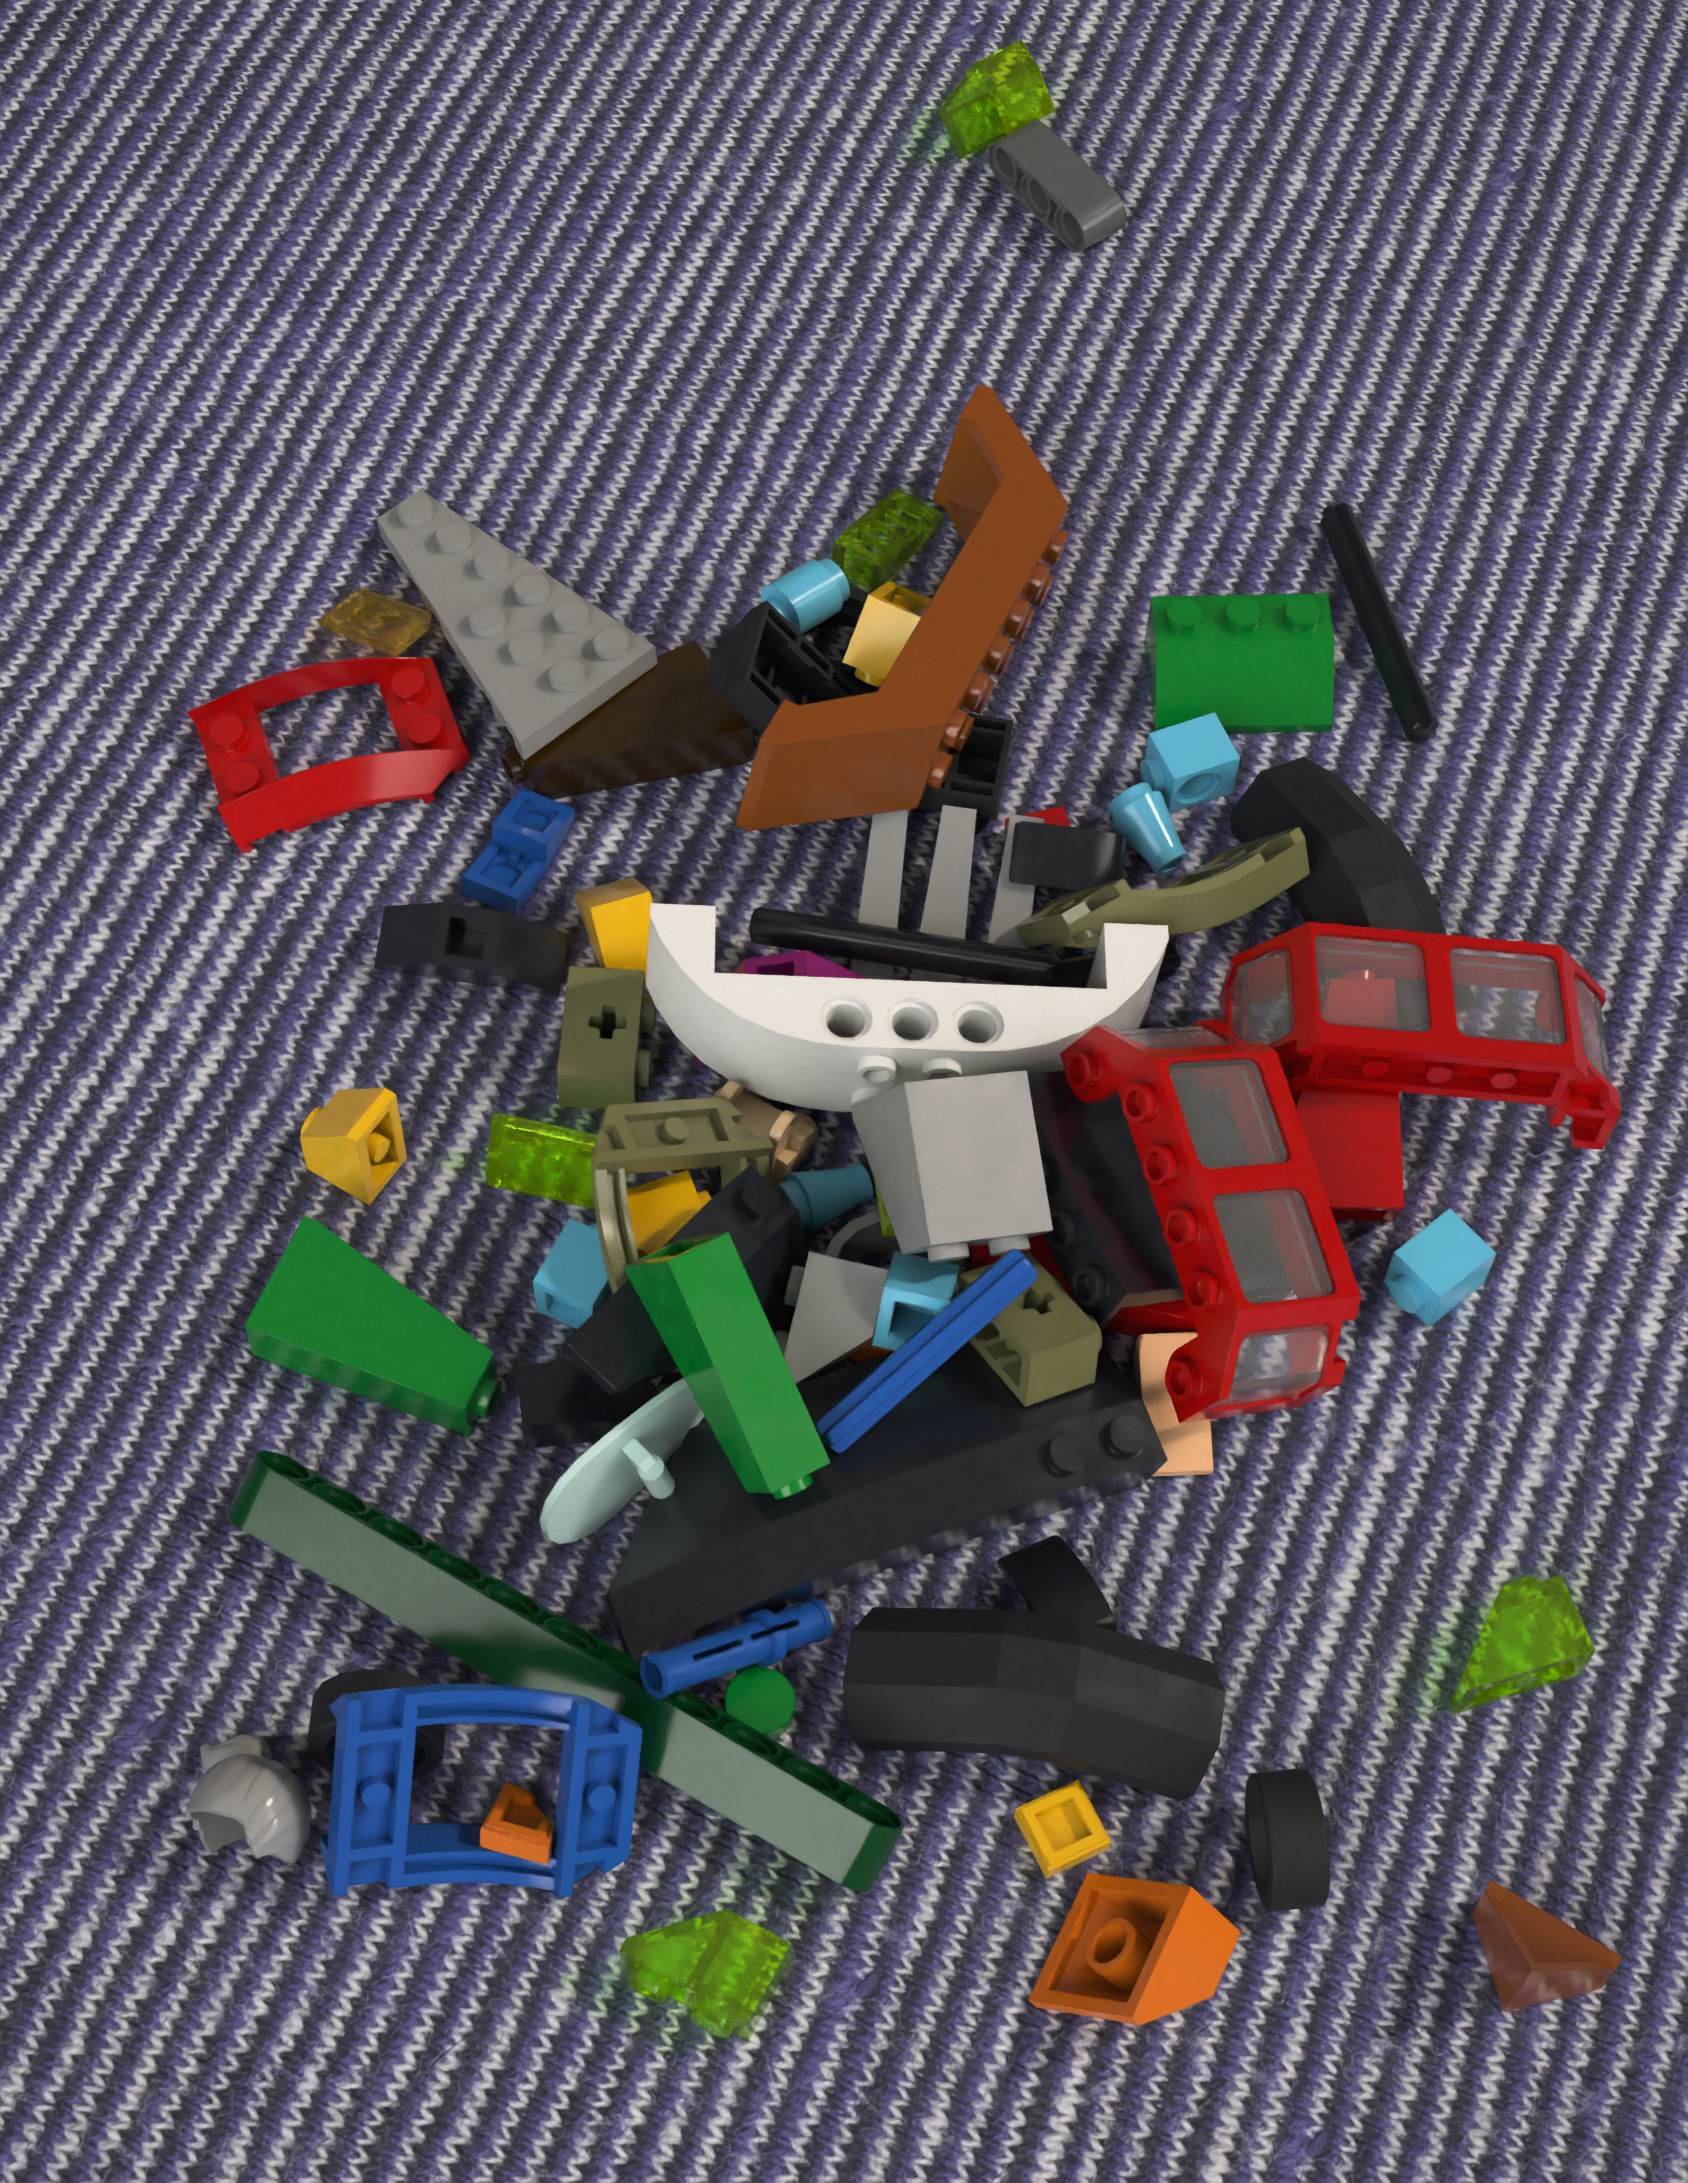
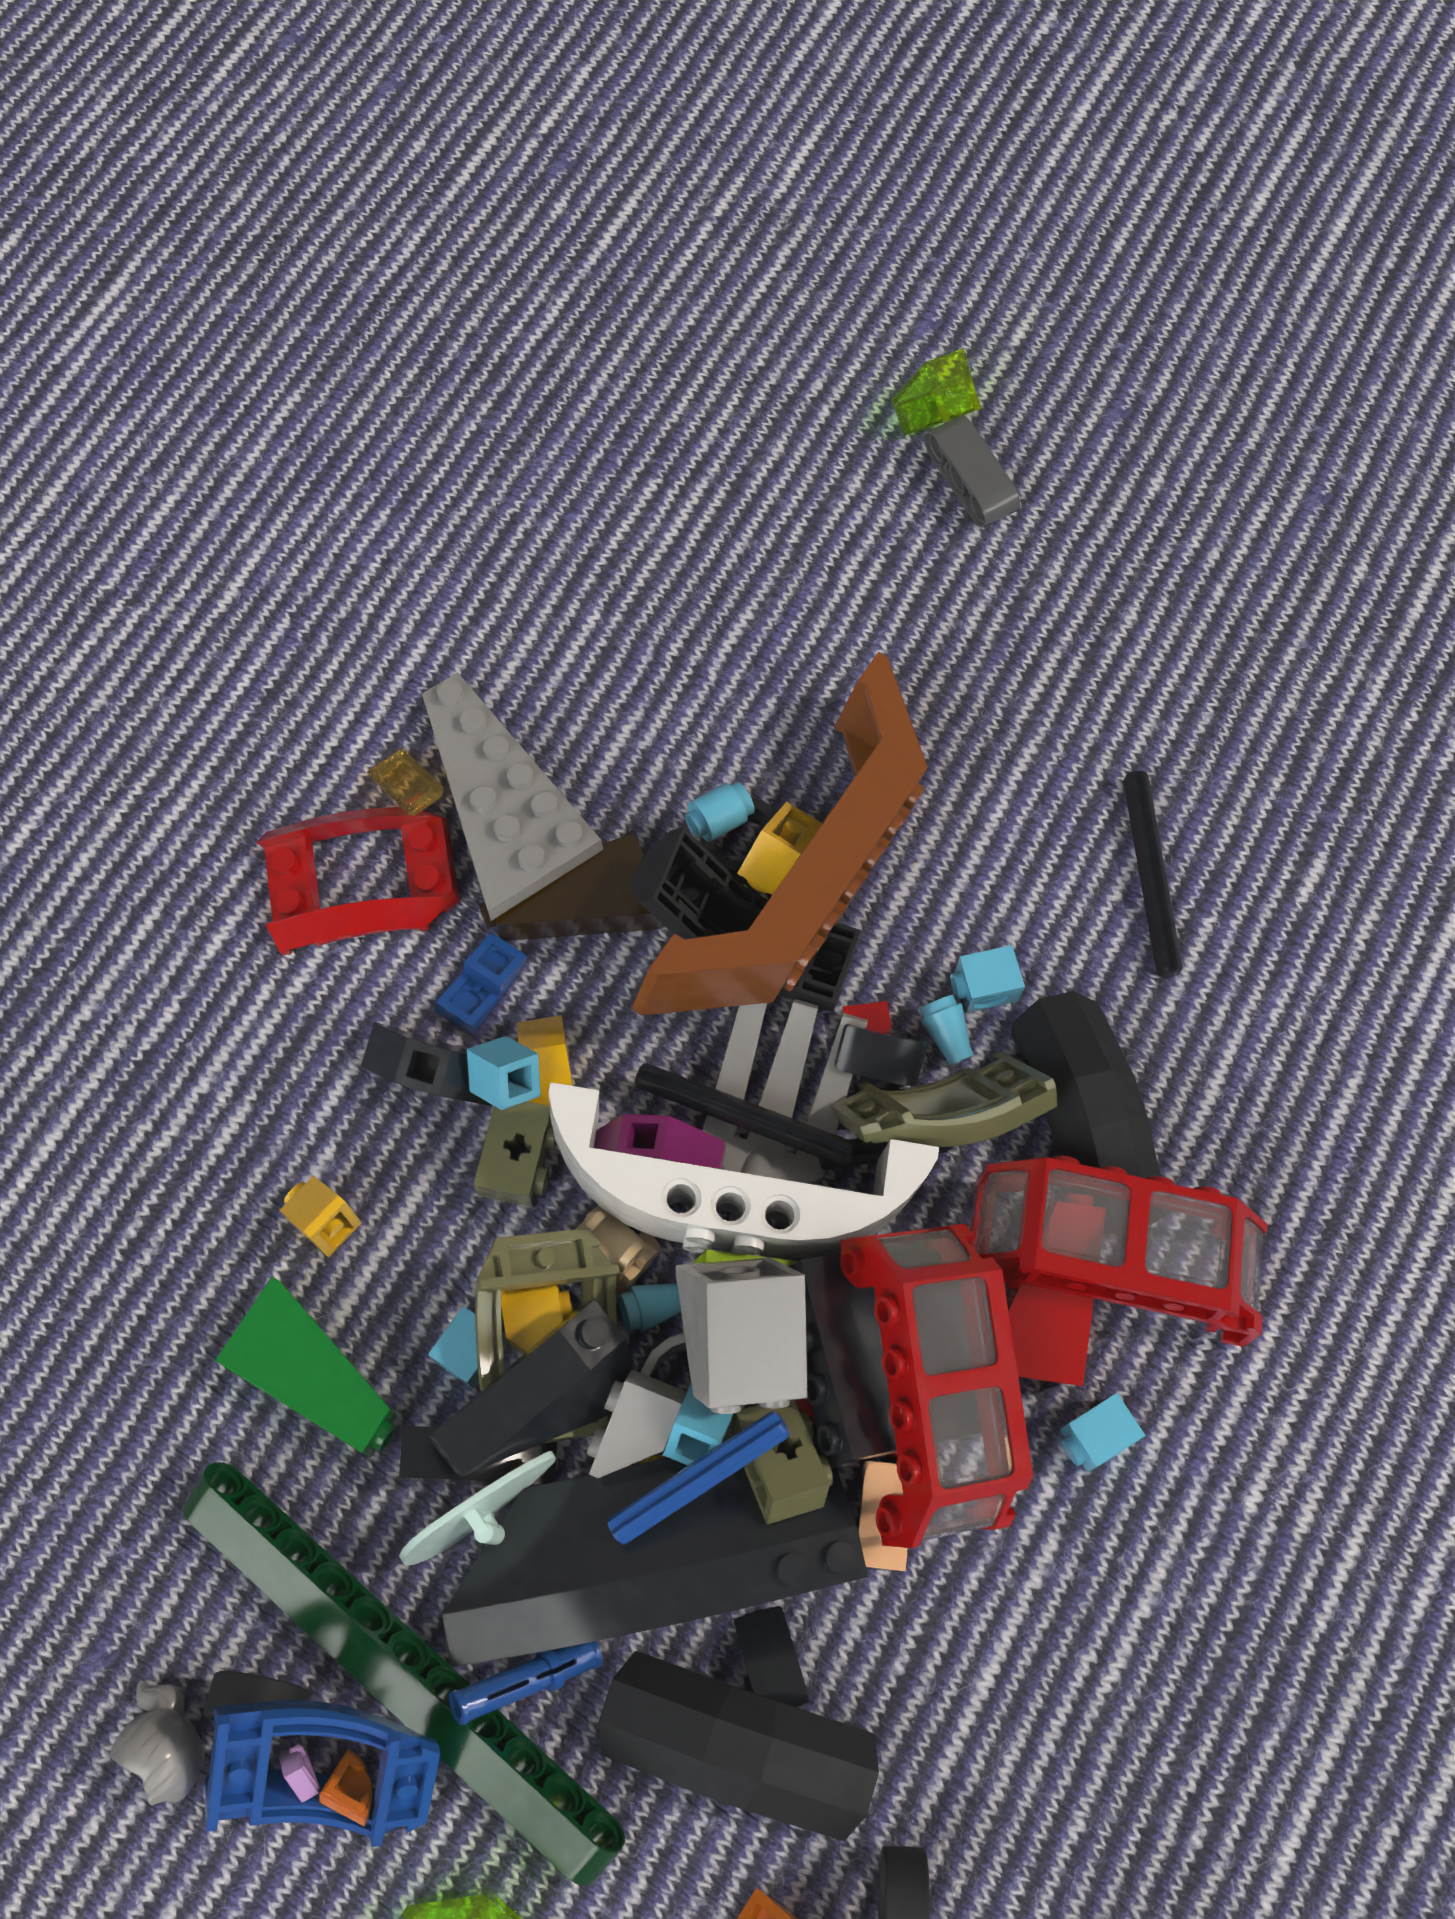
camera: 10 degrees right, 10 degrees up
(447, 1809) = (299, 1772): none -> lavender tile
(540, 1160) = (451, 1244): clear neon green slope -> none
(575, 932) = (503, 1072): none -> medium azure brick
(730, 1361) = (547, 1473): green slope -> none
(761, 1700) = (541, 1715): green tile -> none
(876, 569) = (772, 777): clear neon green slope -> none
(1062, 1829) = (744, 1849): yellow tile -> none
(1245, 657) = (1041, 900): green slope -> none
(1524, 1644) = (1108, 1757): clear neon green slope -> none

